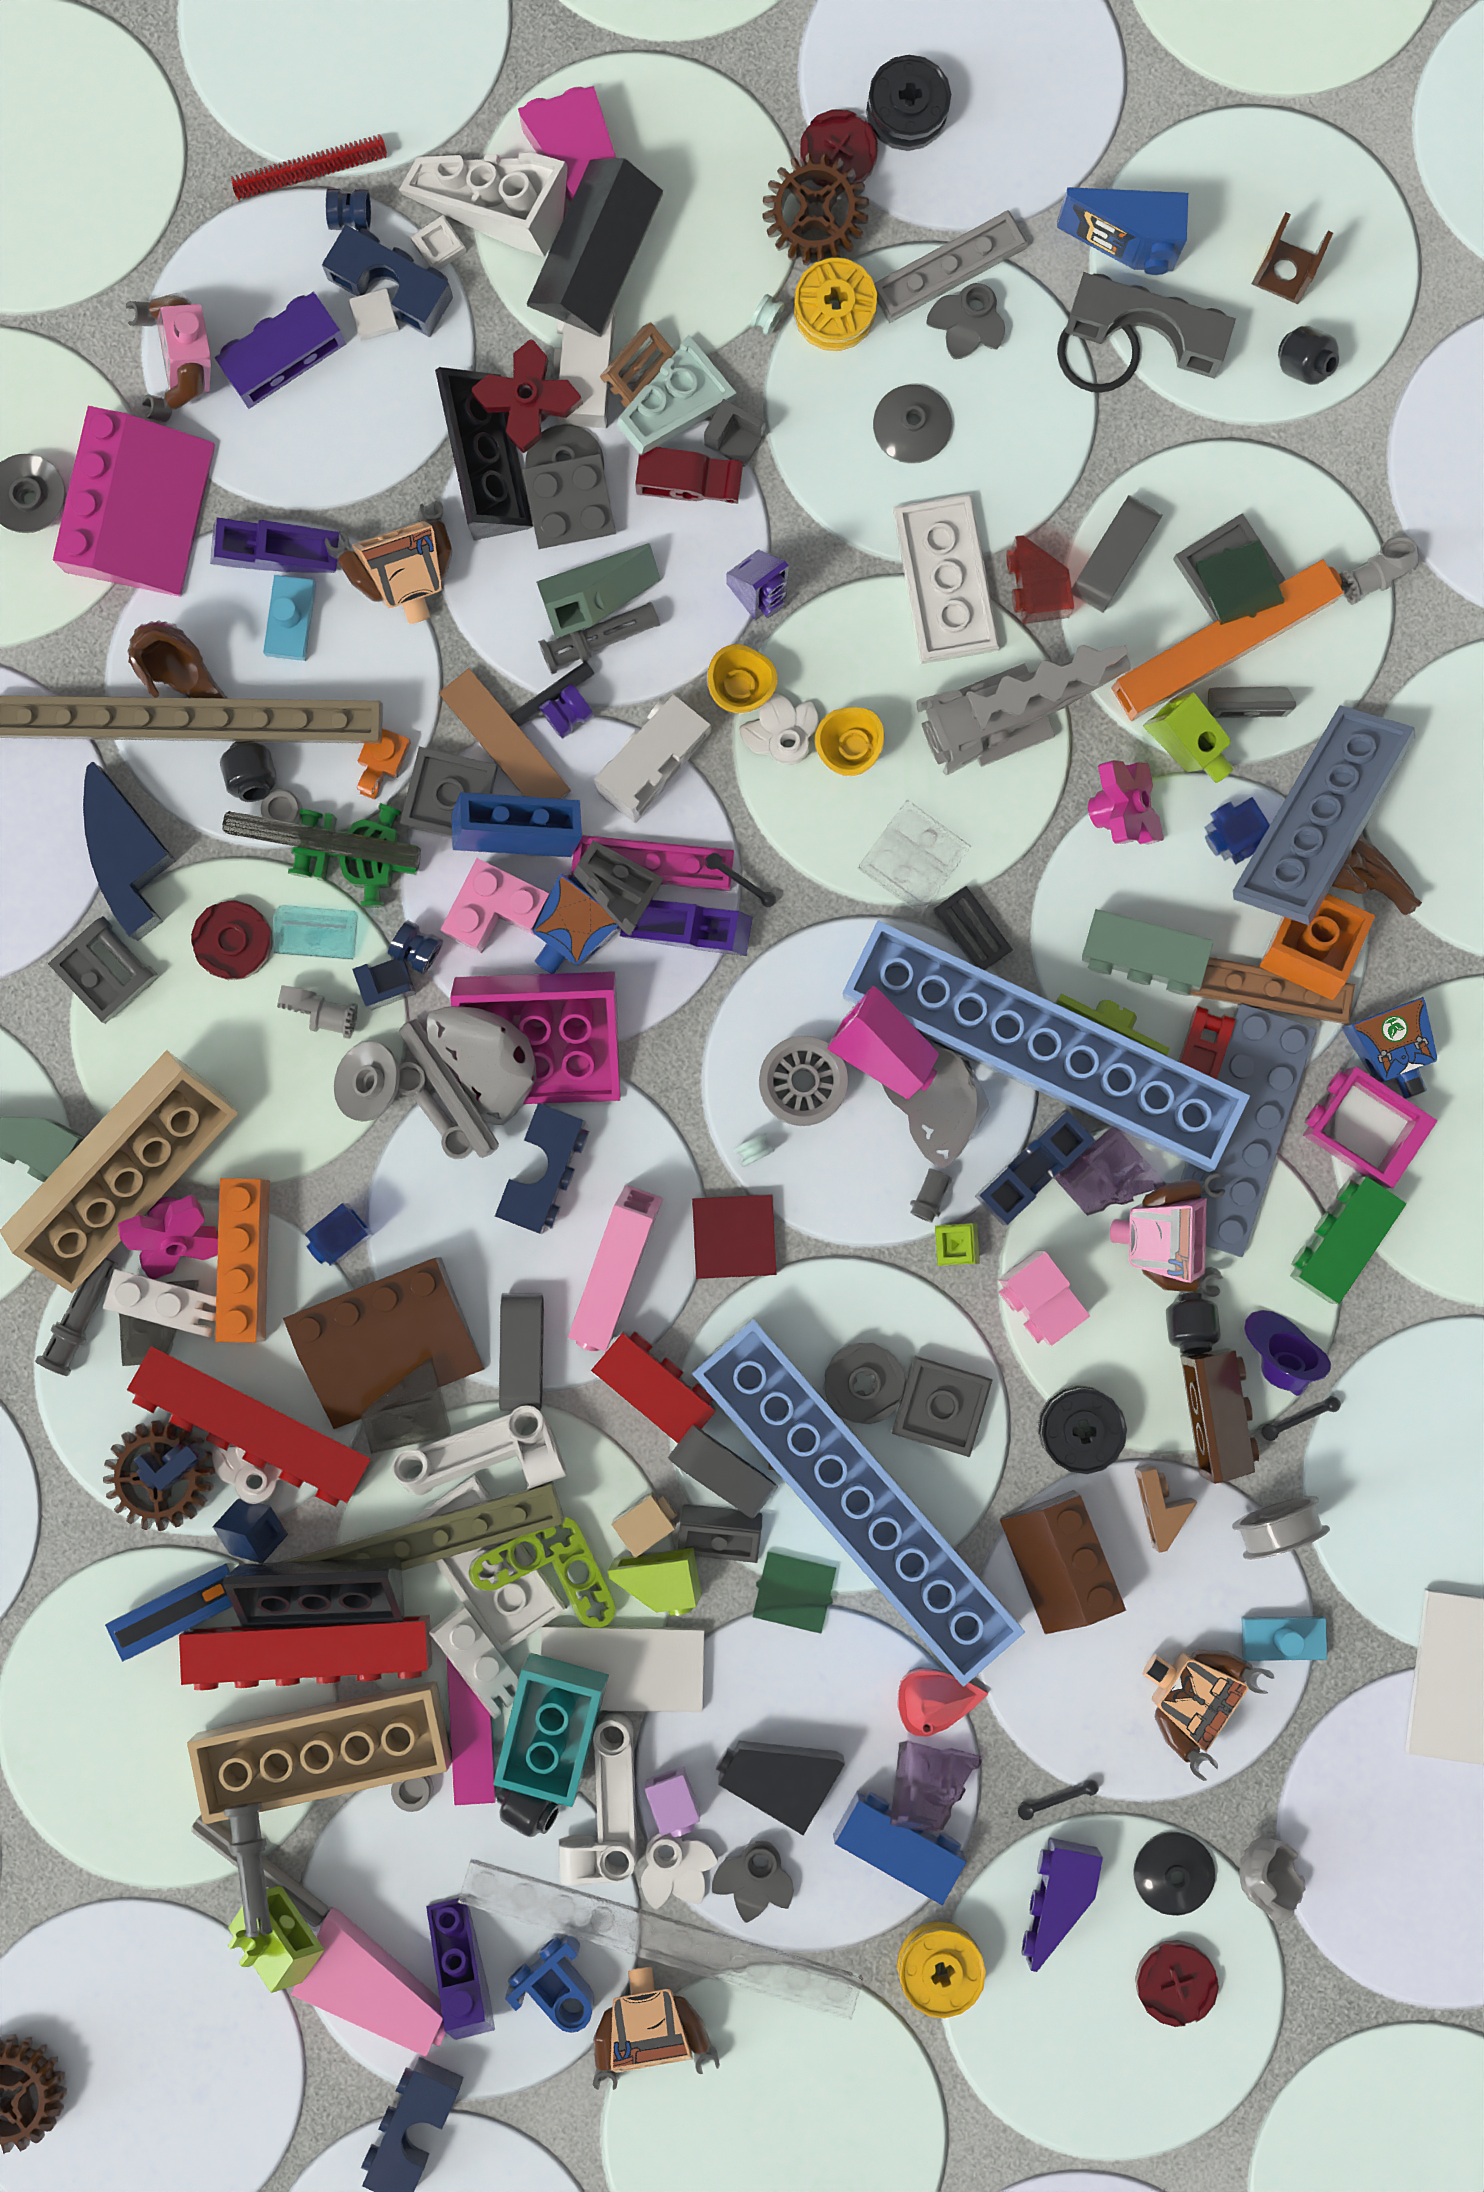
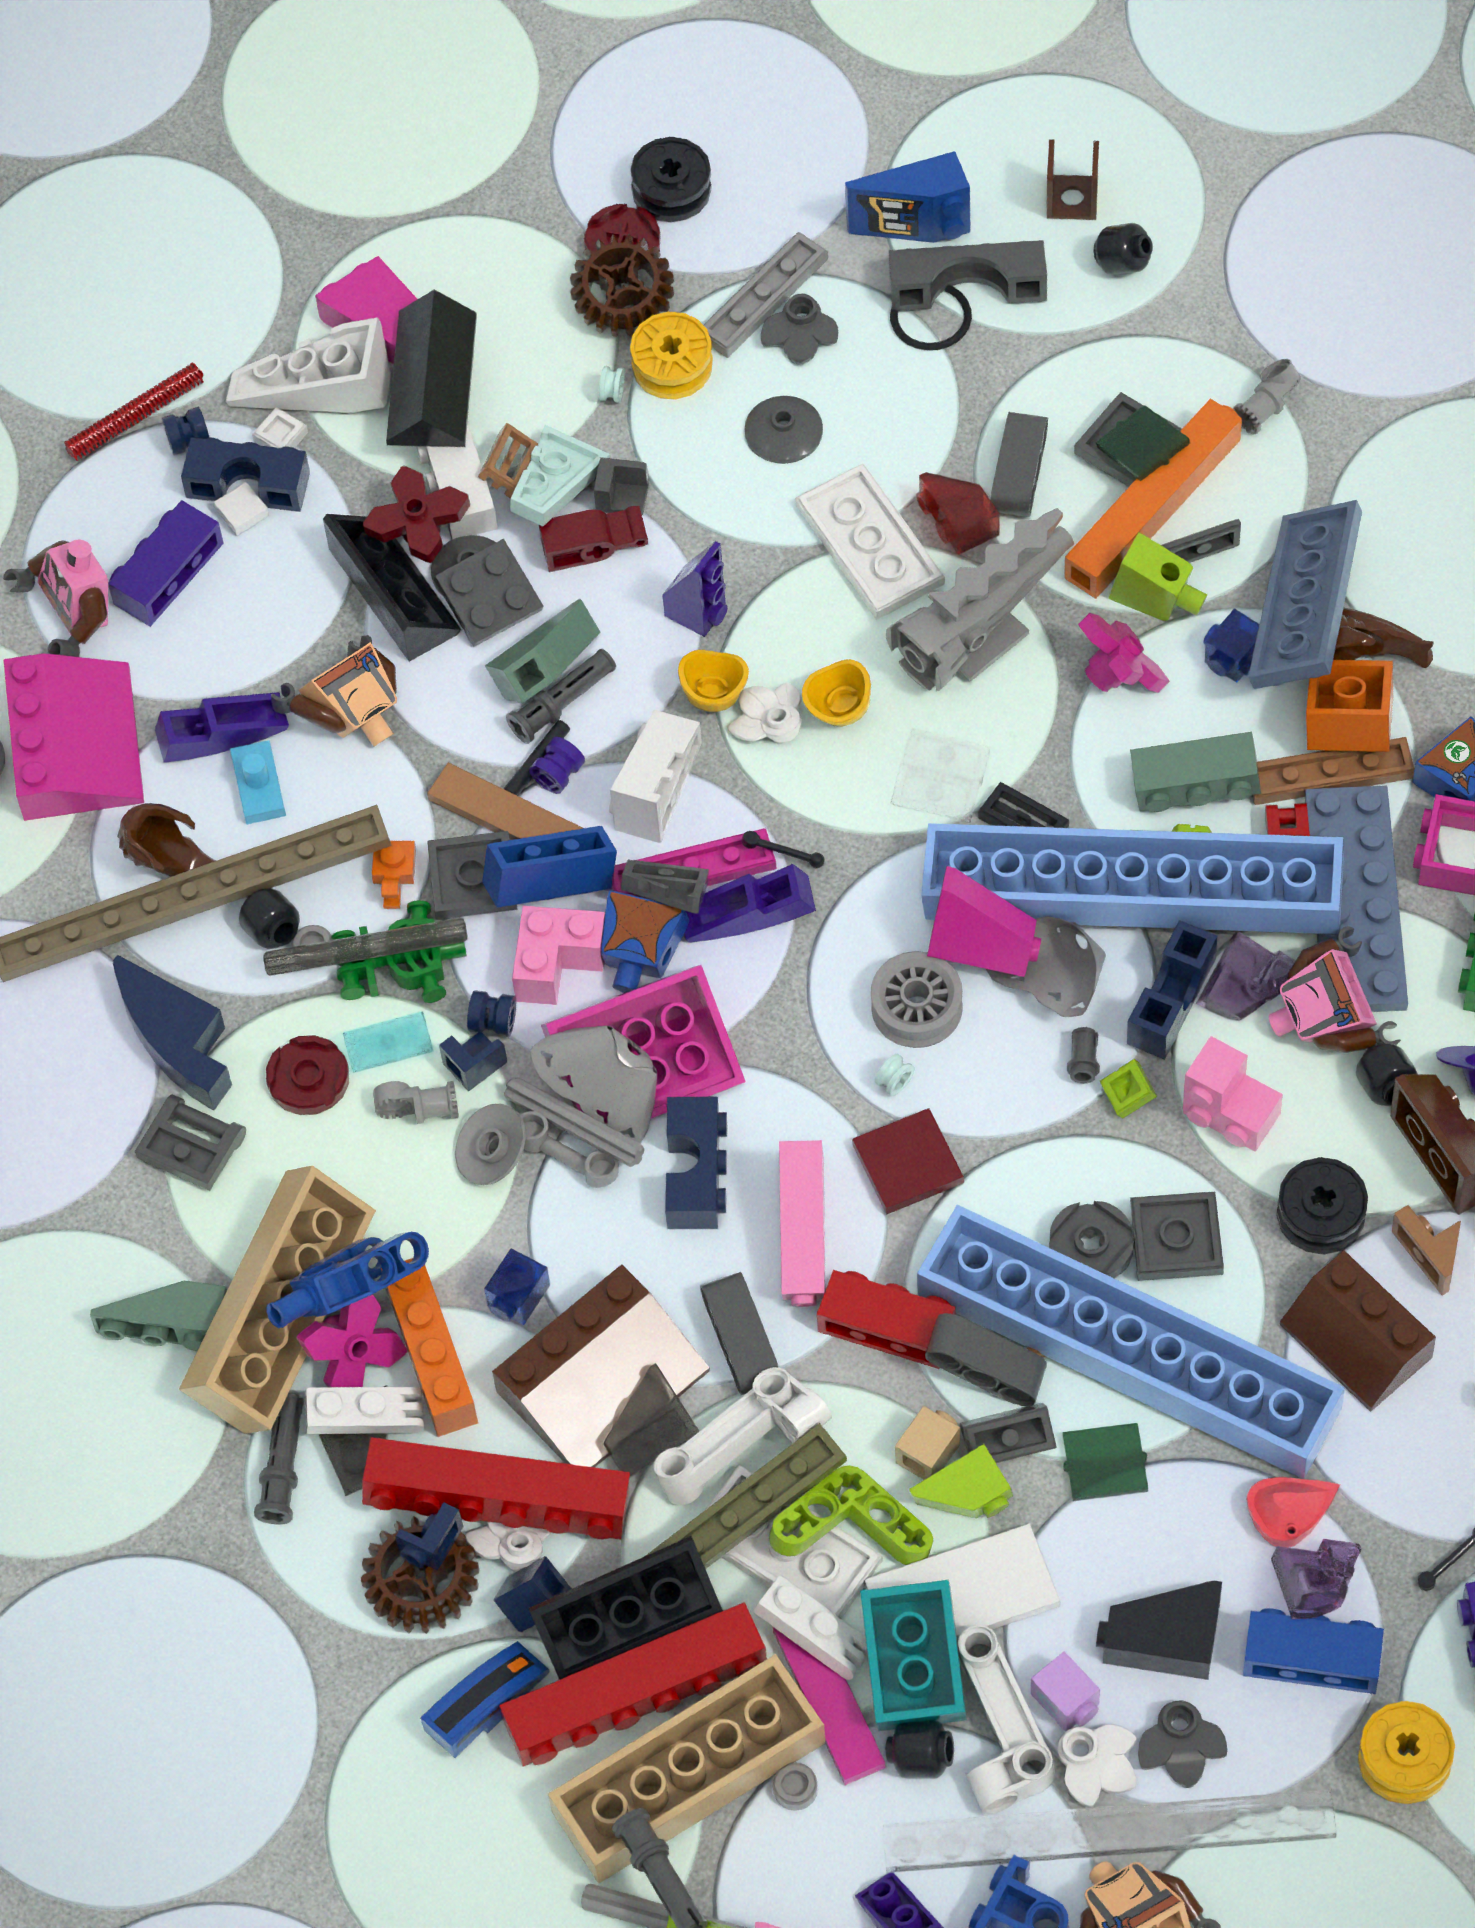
camera: 15 degrees left, 25 degrees down
(163, 1202) = (333, 1285): none -> blue piece

